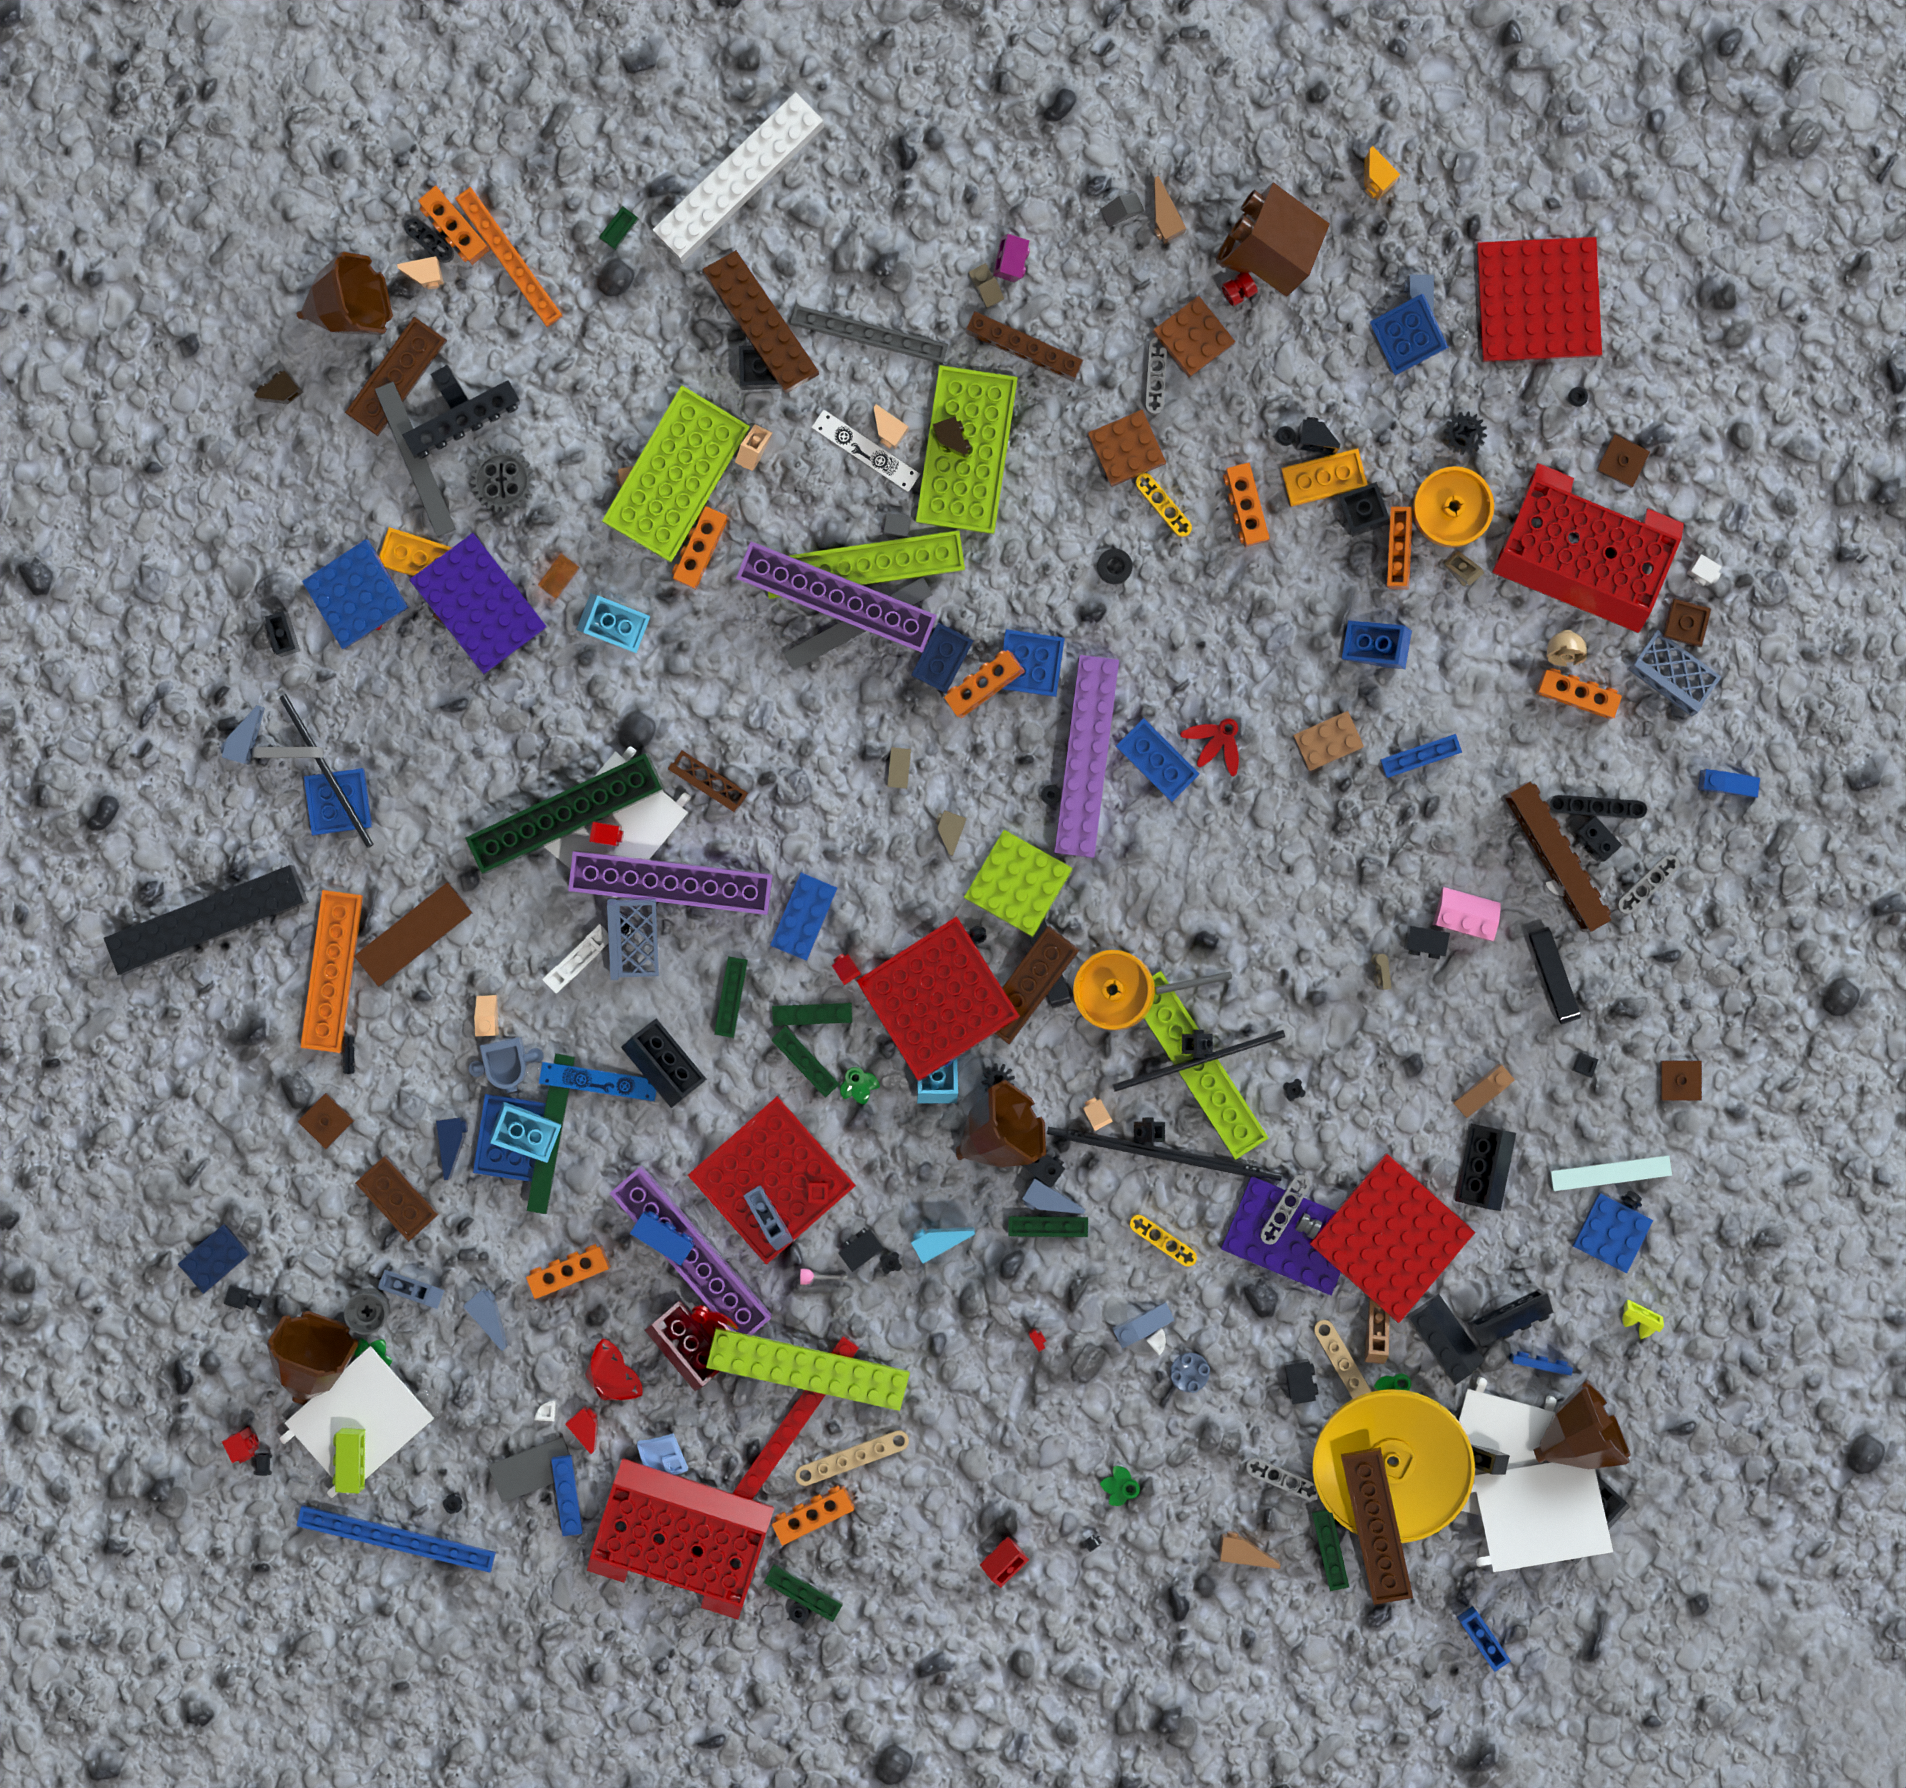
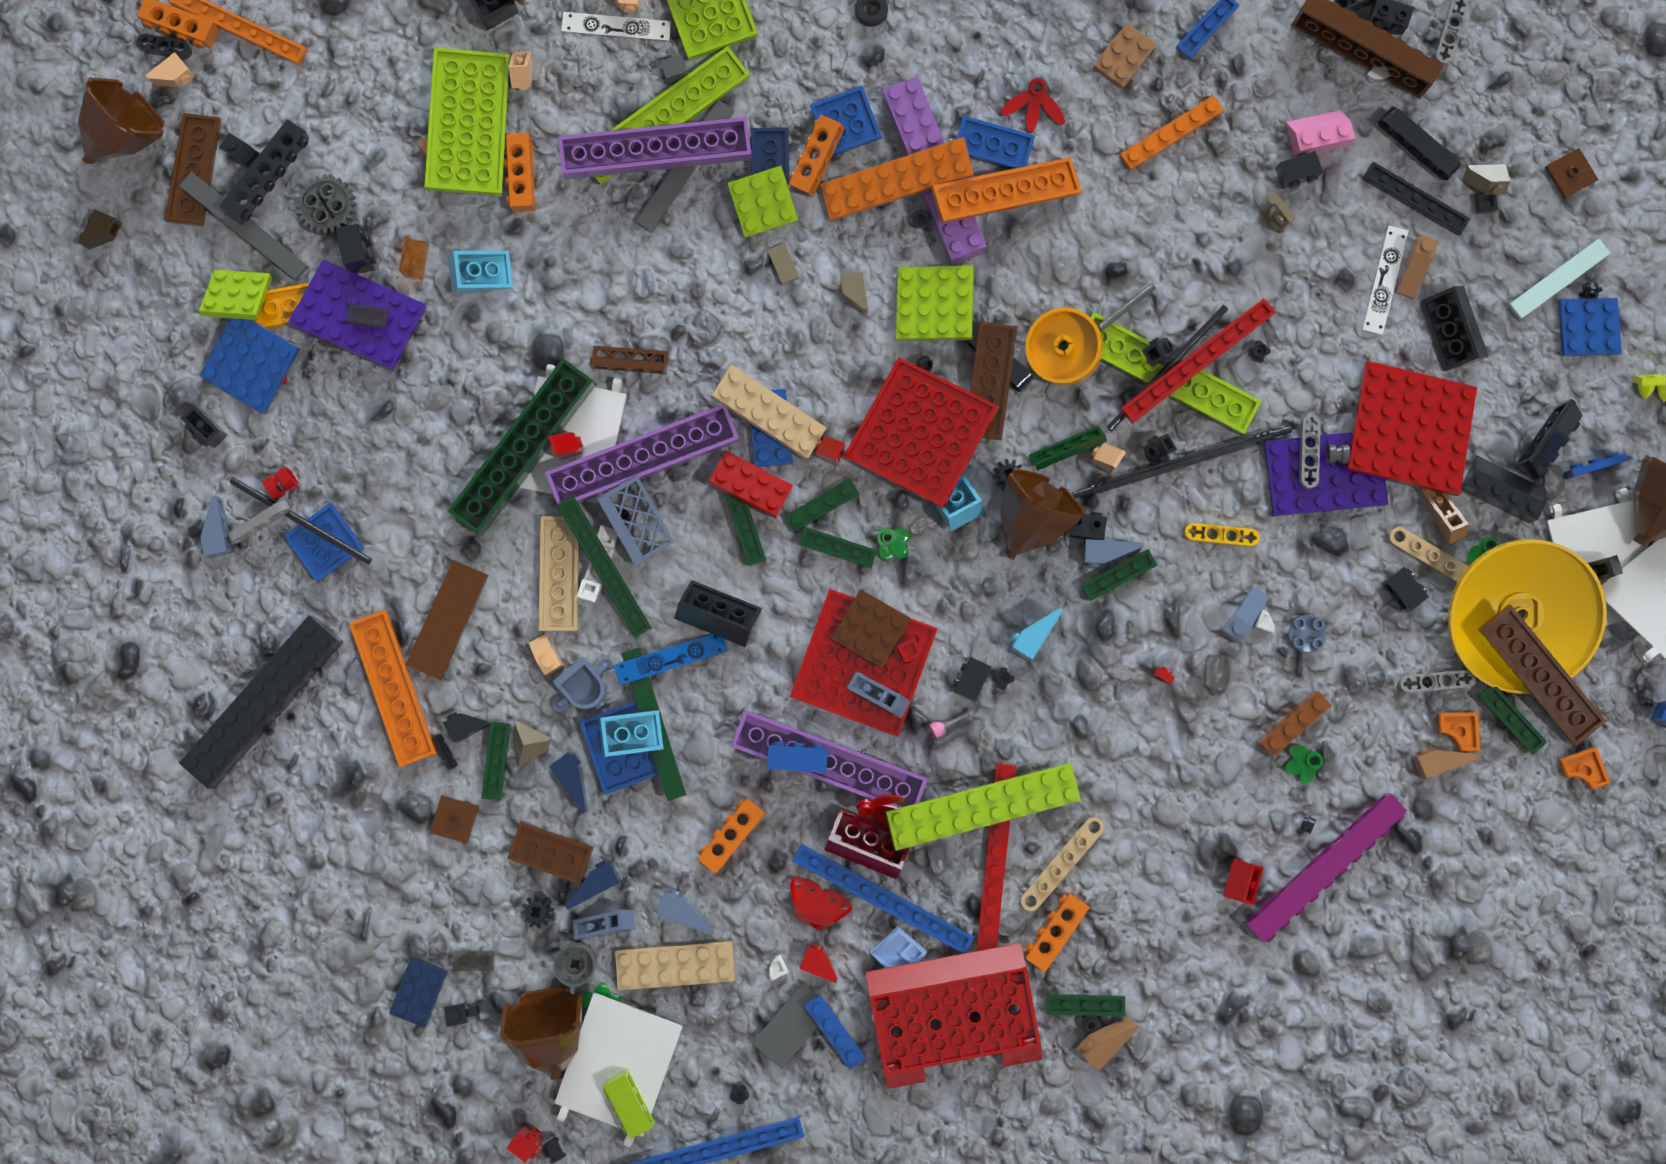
camera: 25 degrees left, 5 degrees down
(278, 1258) = (474, 960): none -> clear smoke plate
(325, 725) = (287, 483): none -> red wheel
(352, 1238) = (539, 903): none -> black gear
(374, 523) = (235, 294): none -> lime plate
(378, 1041) = (463, 726): none -> black slope
(391, 1088) = (496, 761): none -> dark green plate
(428, 1088) = (528, 743): none -> dark tan slope
(430, 1247) = (597, 881): none -> dark blue slope
(456, 1359) = (675, 965): none -> tan plate
(486, 614) = (368, 316): none -> clear smoke plate
(509, 541) = (356, 249): none -> black brick
(538, 947) = (558, 576): none -> tan plate
(581, 965) = (604, 566): none -> dark green tile
(674, 1401) = (883, 898): none -> blue plate
(756, 960) = (750, 484): none -> red plate
(794, 1153) = (870, 628): none -> reddish brown plate
(803, 1635) = (1105, 1042): none -> medium nougat slope
(808, 903) = (768, 412): none -> tan plate
(911, 699) = (763, 201): none -> lime plate
(1045, 749) = (897, 179): none -> orange plate
(1066, 1084) = (1067, 448): none -> dark green plate
(1086, 1589) = (1325, 867): none -> magenta brick
(1129, 1447) = (1293, 724): none -> dark orange brick
(1141, 814) = (1005, 190): none -> orange plate
(1229, 1070) = (1197, 361): none -> red plate
(1281, 1533) = (1461, 728): none -> orange tile
(1330, 839) = (1171, 133): none -> orange plate
(1373, 1627) = (1586, 766): none -> orange tile
(1450, 1086) = (1385, 280): none -> white sticker
(1522, 1025) = (1416, 198): none -> black tile
(1598, 1044) = (1488, 178): none -> dark tan slope

